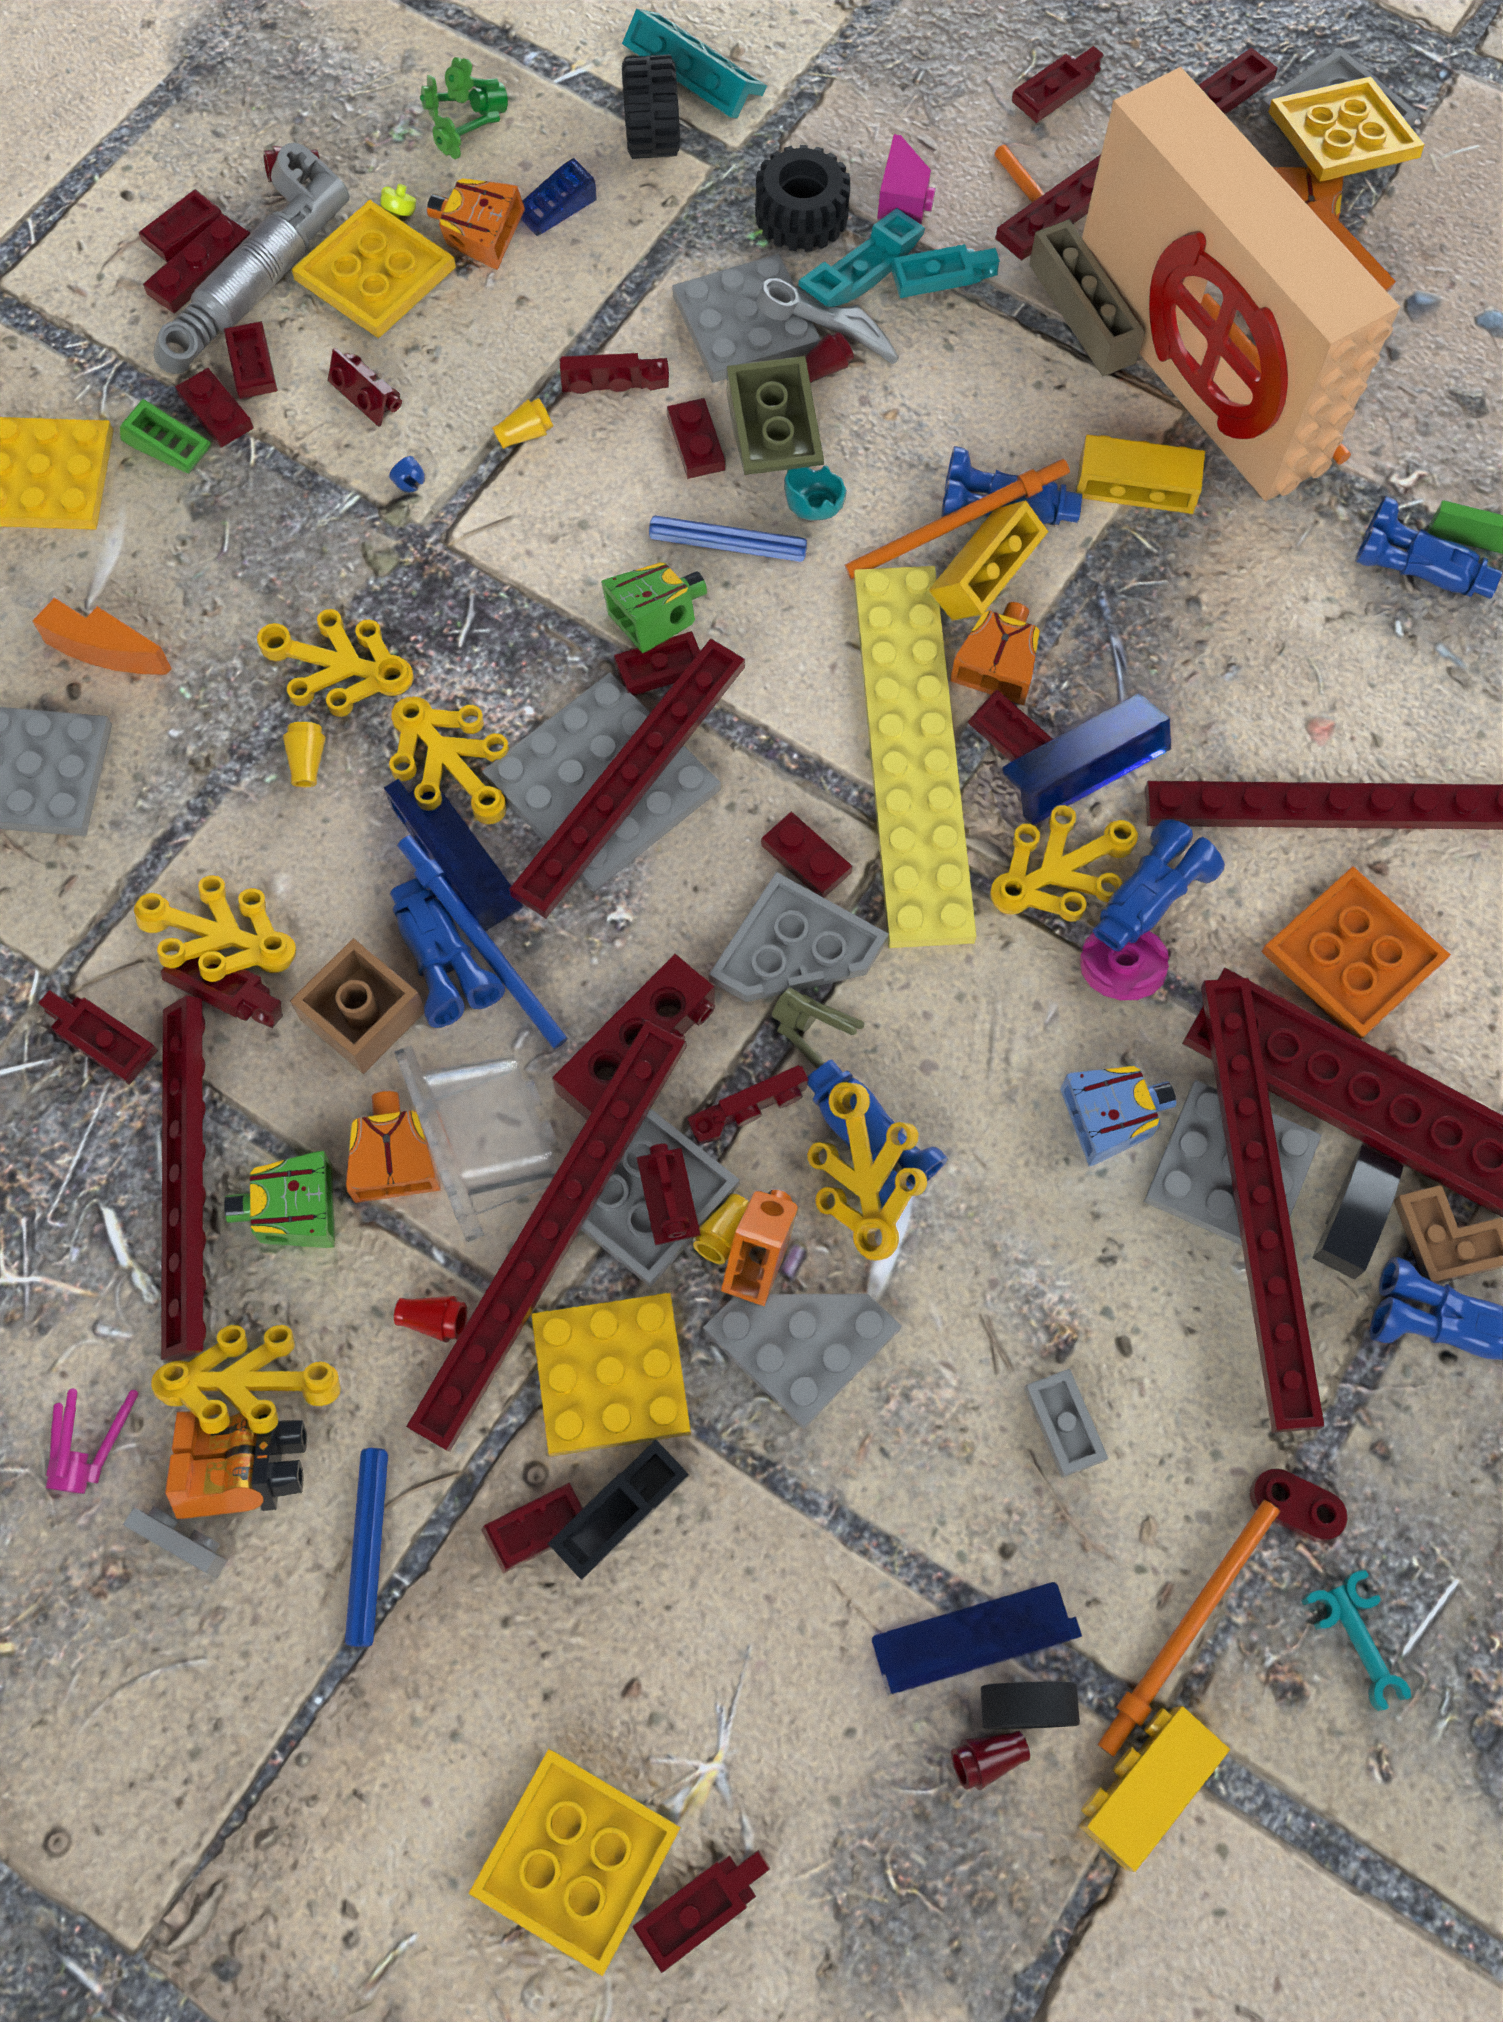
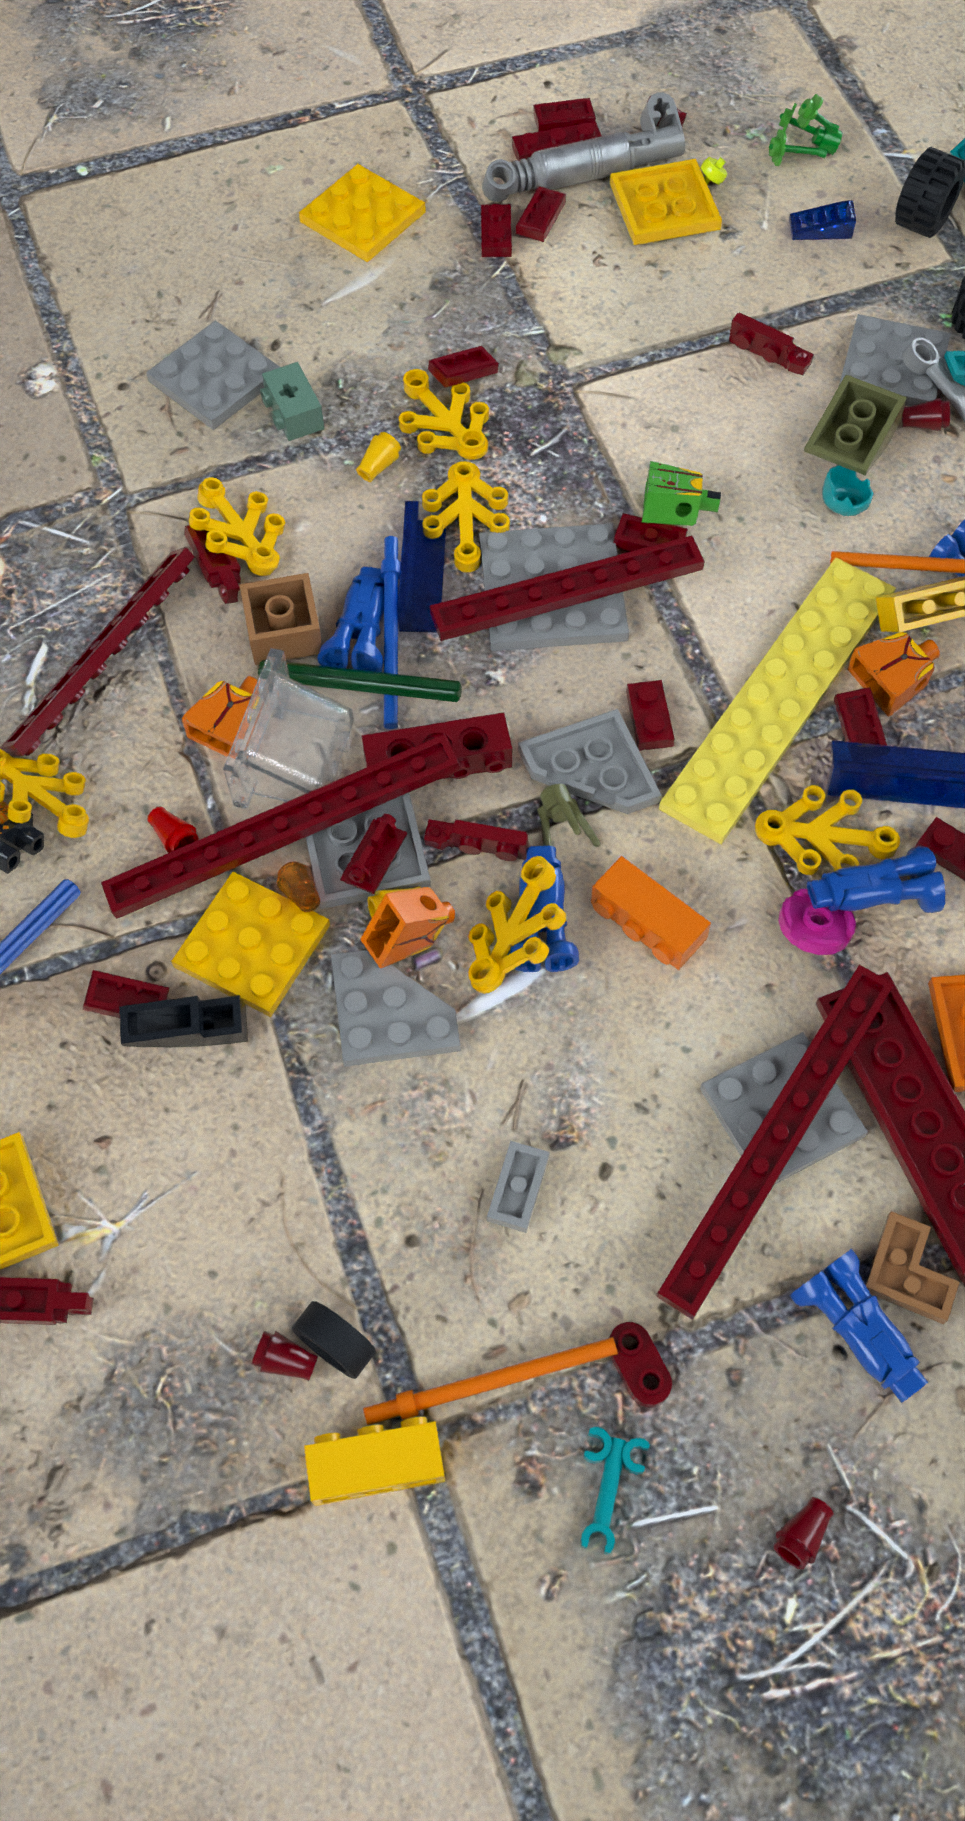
camera: 40 degrees right, 5 degrees down
(99, 640) = (312, 321): orange slope -> none
(99, 1036) = (121, 543): dark red hinge -> none
(147, 414) = (449, 211): bright green slope -> none
(156, 748) = (292, 401): none -> sand green brick
(288, 1202) = (147, 707): bright green torso -> none
(311, 591) = (463, 366): none -> dark red plate
(359, 386) = (598, 266): dark red hinge -> none
(406, 474) = (582, 332): blue hinge -> none
(478, 218) = (758, 205): orange torso -> none
(501, 1015) = (374, 682): none -> dark green axle
(523, 424) = (683, 344): yellow cone -> none
(614, 1280) = (298, 885): none -> clear orange cone
(696, 438) = (795, 417): dark red plate -> none
(728, 538) = (764, 489): axle -> none
(971, 1063) = (649, 913): none -> orange brick
(973, 1638) = (340, 1277): clear blue panel -> none
(1114, 1109) = (726, 1011): medium blue torso -> none
(1359, 1213) = (851, 1201): black slope -> none

